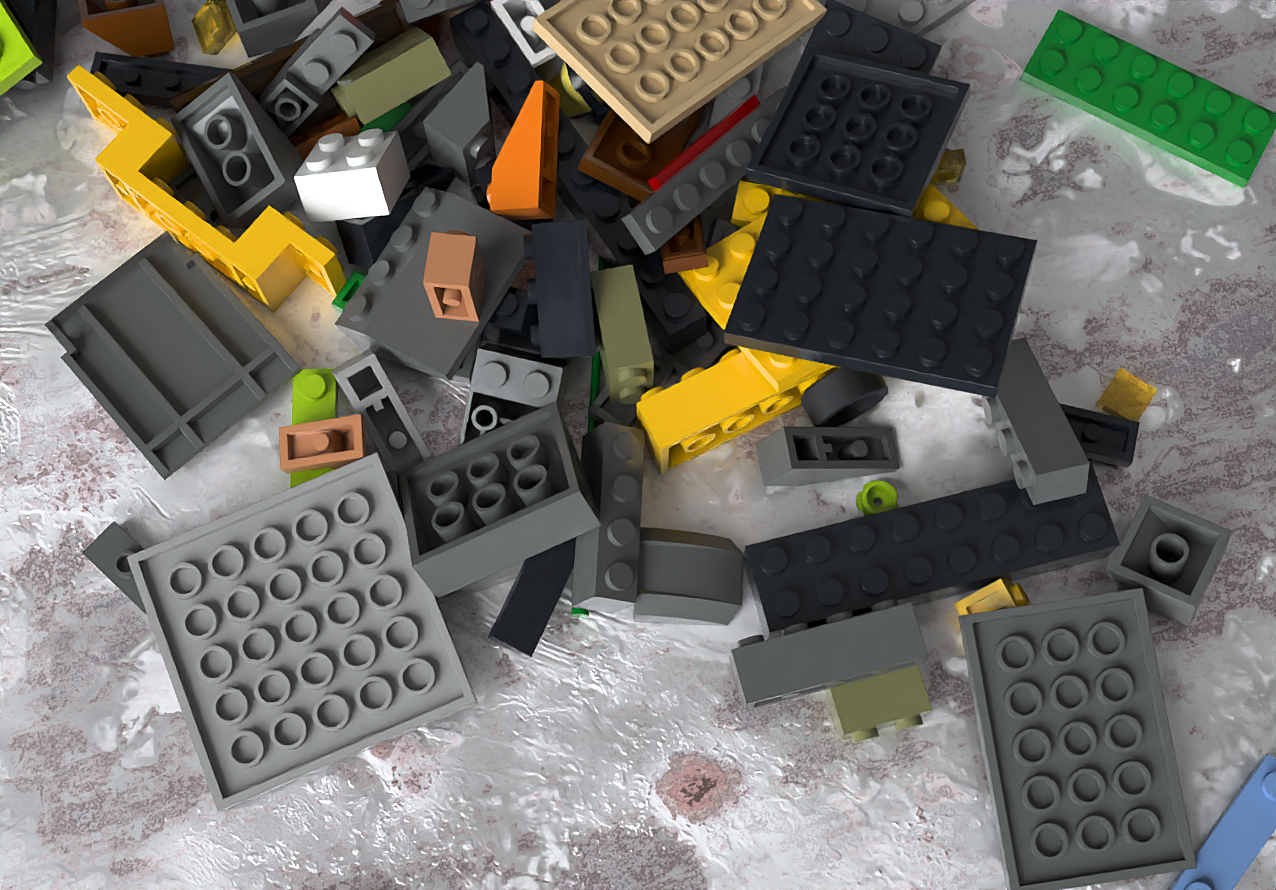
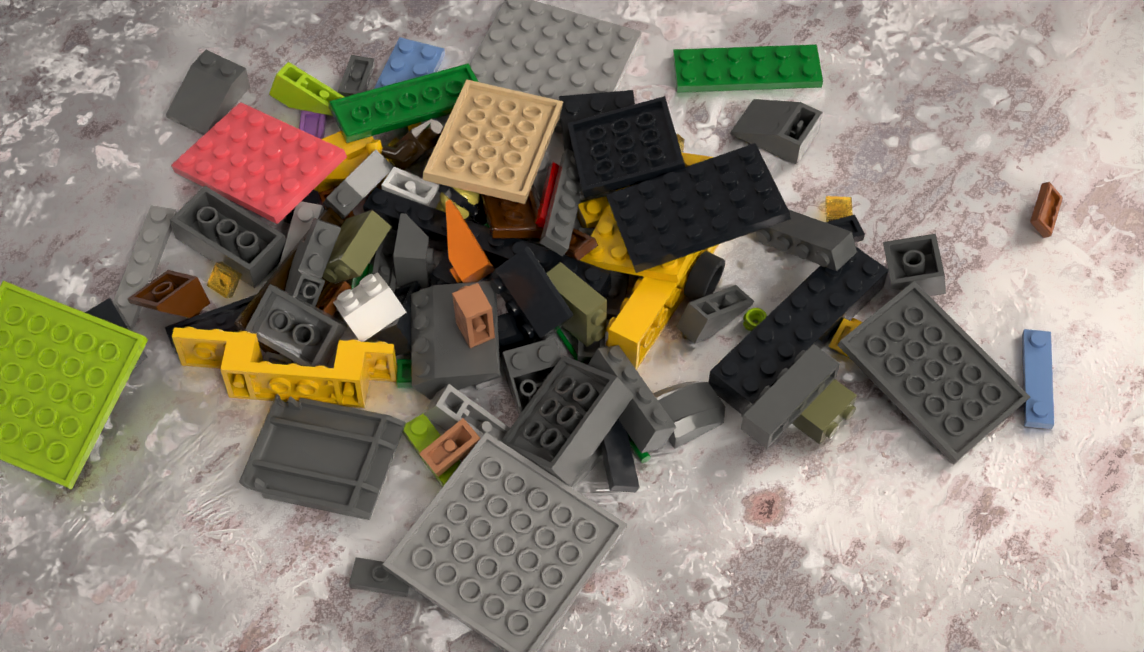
camera: 35 degrees left, 15 degrees down
(1125, 219) = (779, 127): none -> dark grey slope

